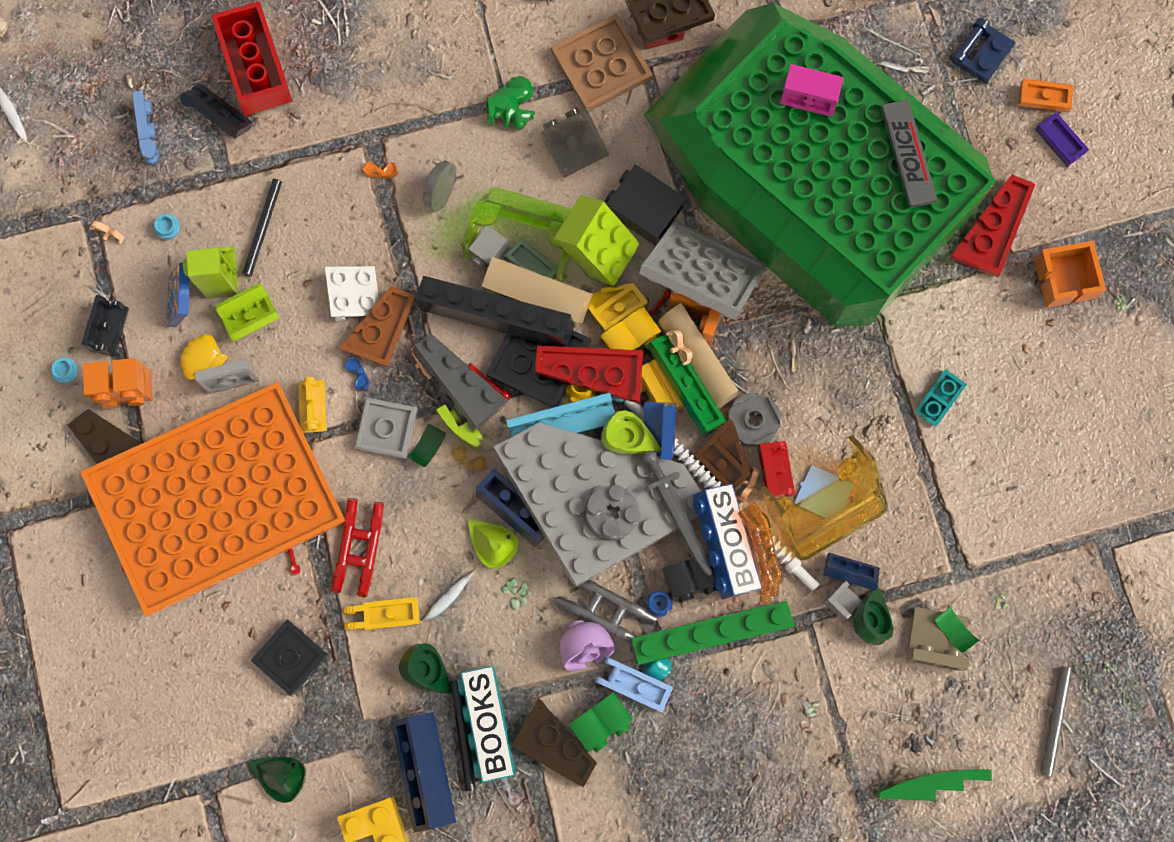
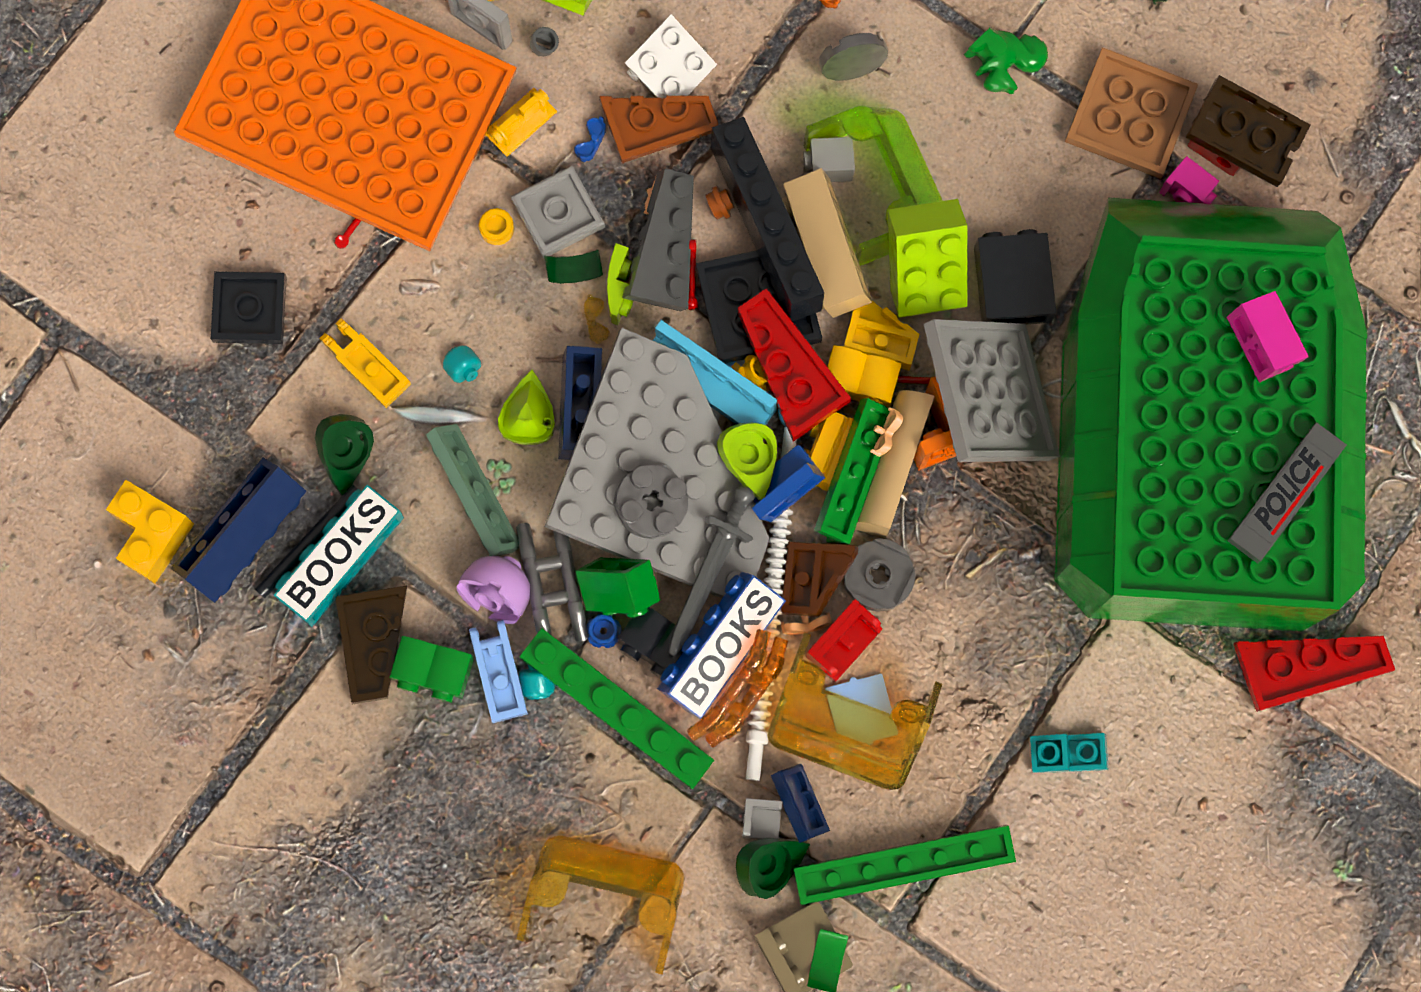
camera: 45 degrees right, 0 degrees up
(273, 349) = (544, 36): none -> dark grey hinge
(279, 776) = (123, 395): dark green piece -> none
(350, 533) = (420, 264): red piece -> none
(364, 471) = (496, 226): none -> yellow tile
(430, 558) = (462, 364): none -> teal piece
(460, 331) = (720, 202): none -> dark orange plate
(513, 612) = (473, 490): none -> sand green plate
(529, 258) = (856, 210): sand green tile -> none
(573, 141) = (1019, 153): clear smoke plate -> none
(643, 573) = (618, 586): none -> green brick
(671, 65) = (1190, 183): none -> dark pink brick
(805, 713) = (610, 869): none -> clear yellow windscreen
(932, 541) = (904, 864): none -> green plate
(1070, 274) = (1323, 783): orange piece -> none

